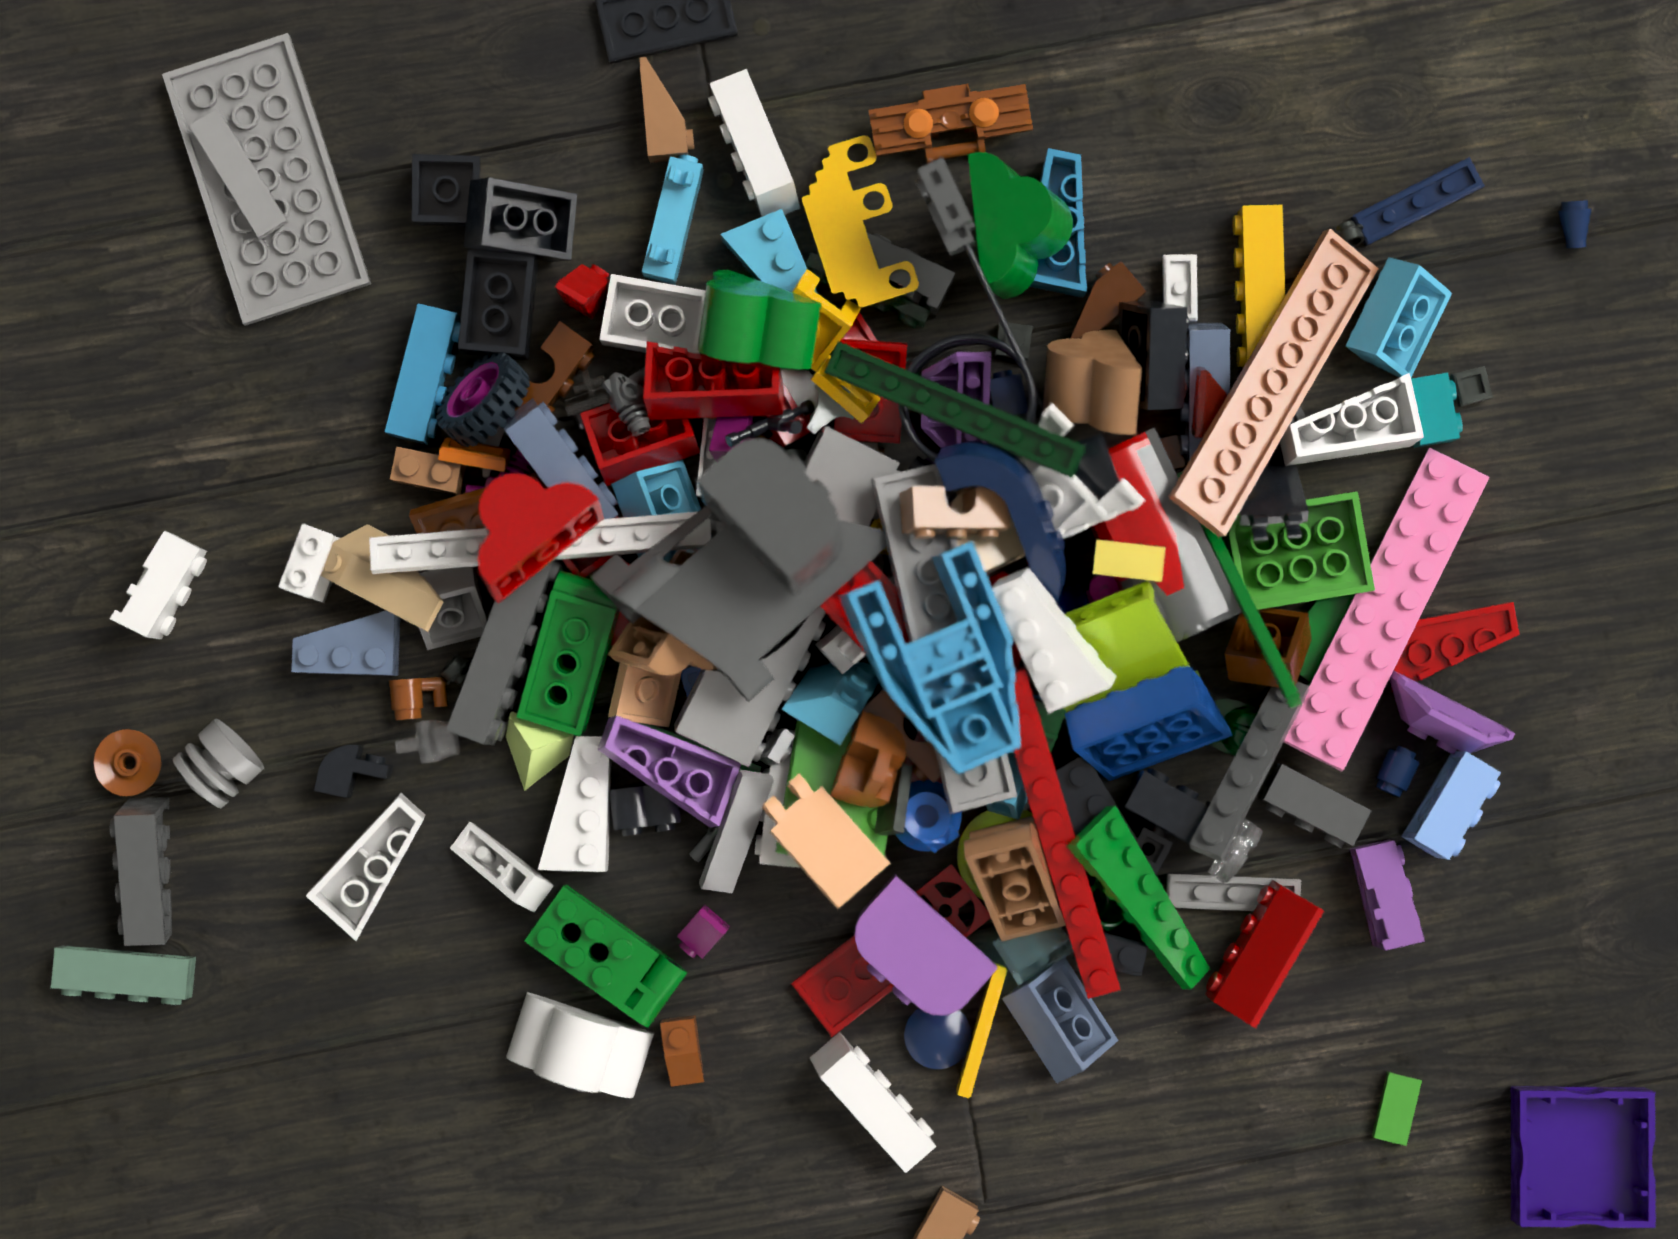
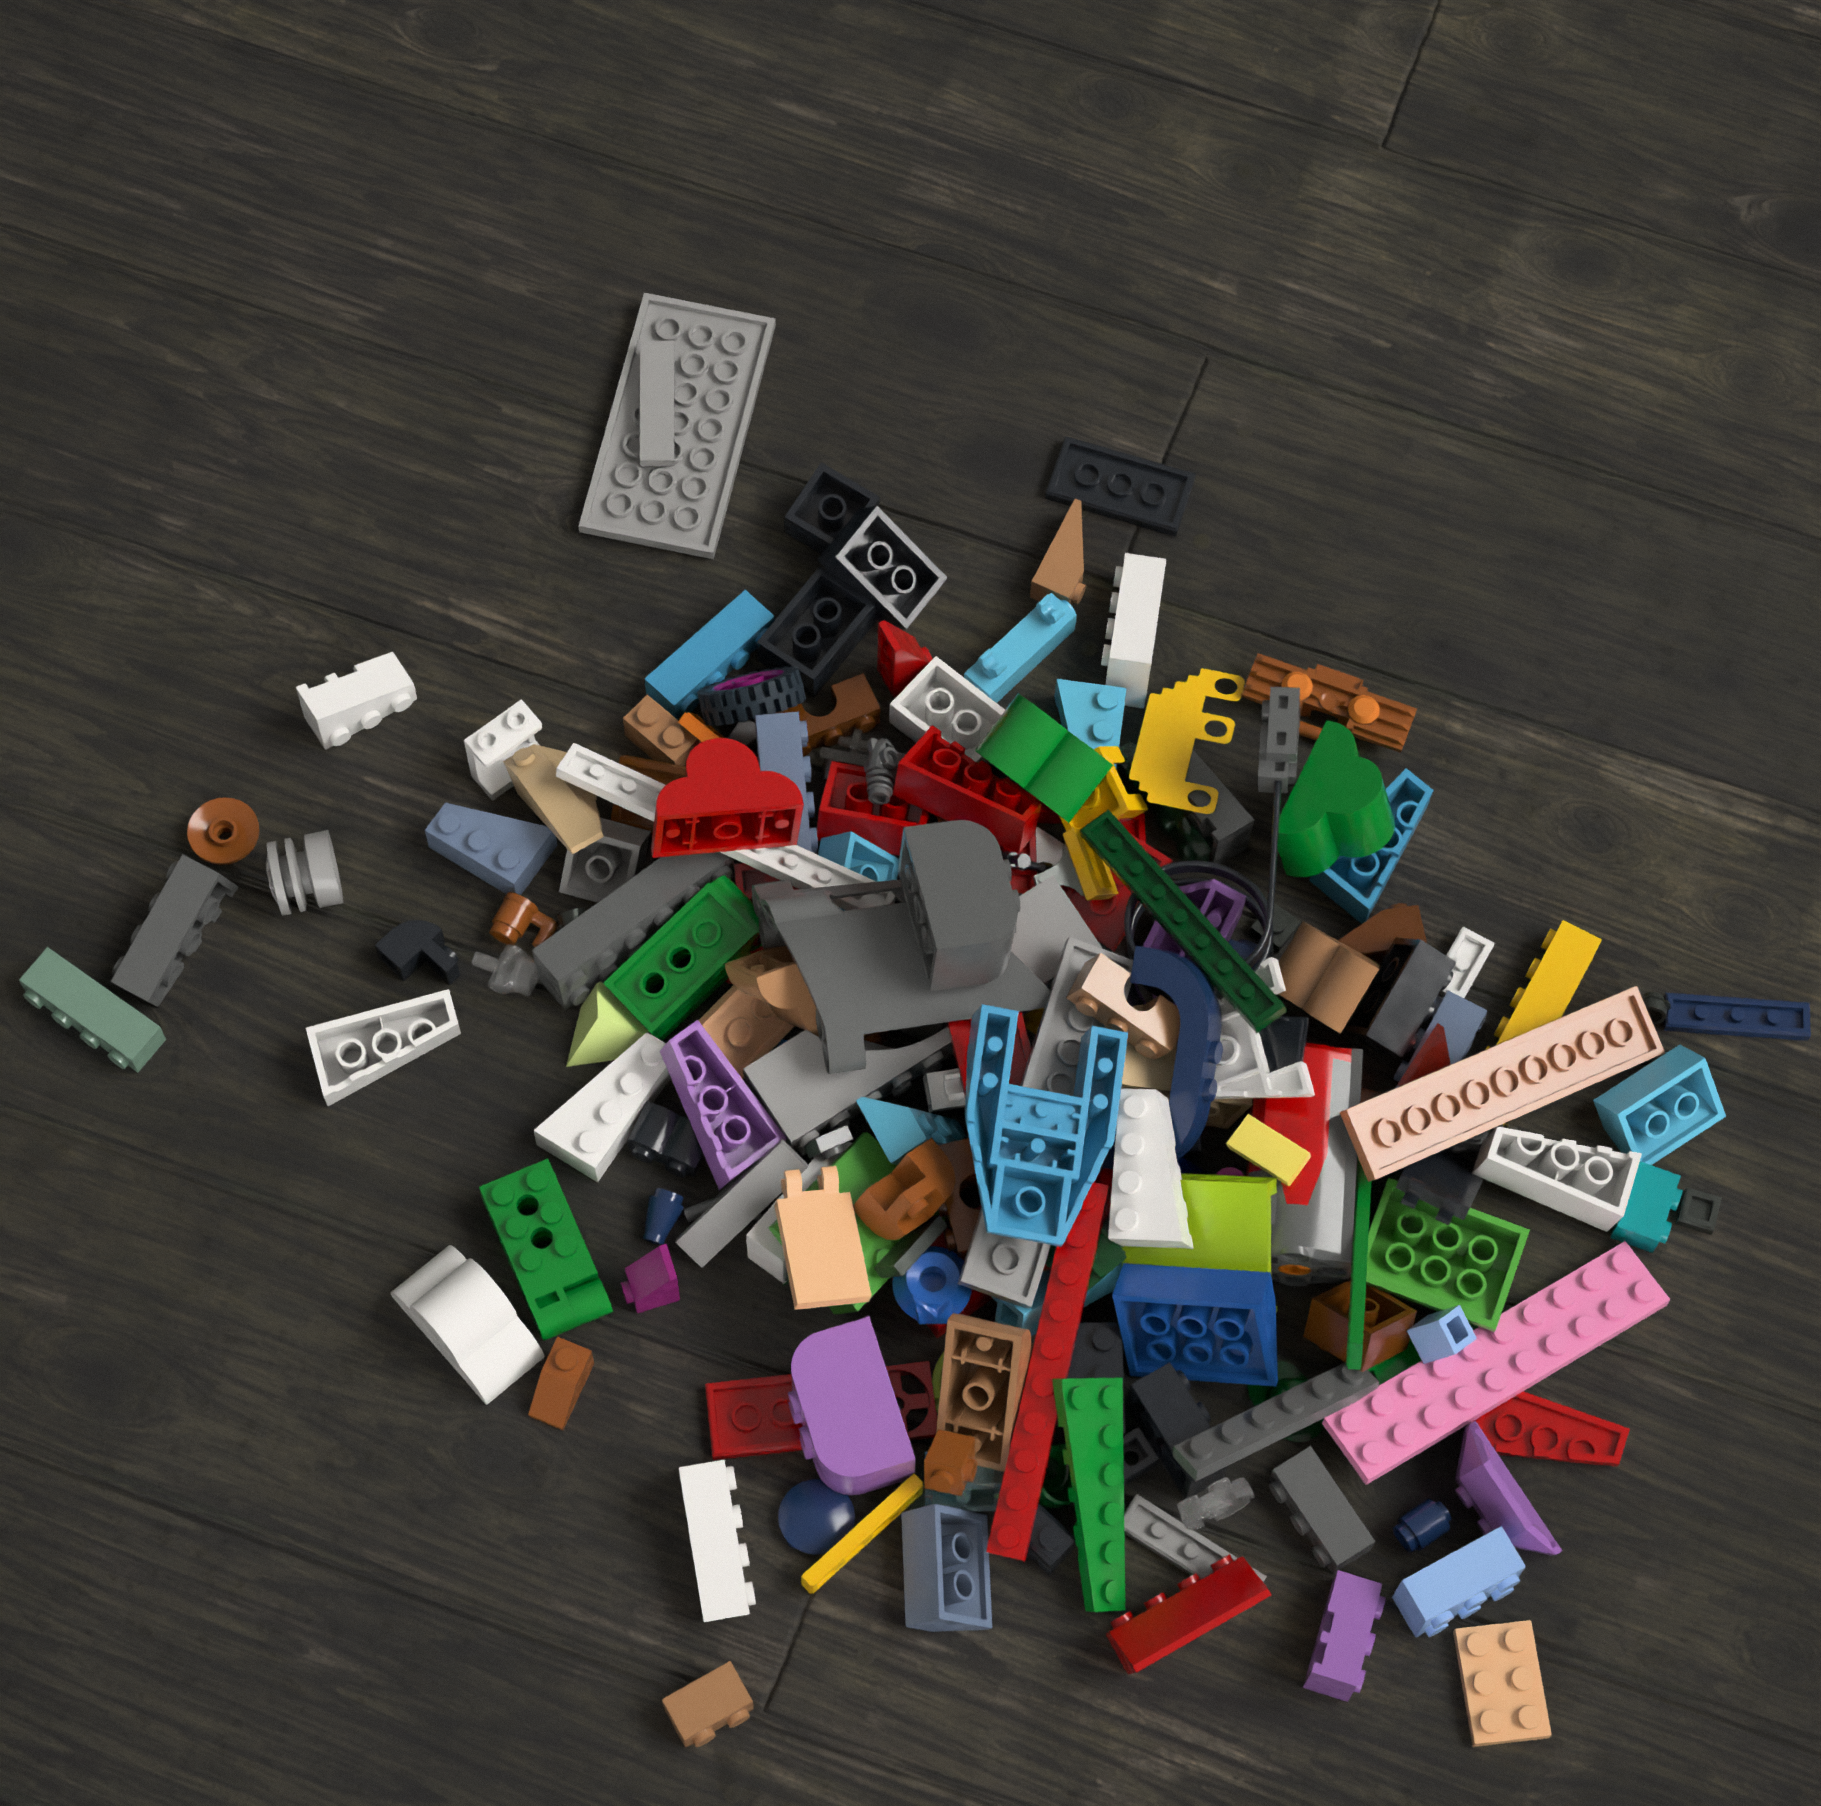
camera: 30 degrees right, 20 degrees down
(502, 867) = (501, 1118): white slope -> none
(676, 870) = (662, 1214): none -> dark blue cone
(1022, 949) = (950, 1463): none -> dark orange brick
(1336, 619) = (1441, 1334): none -> light blue brick
(1519, 856) = (1502, 1683): none -> light nougat plate

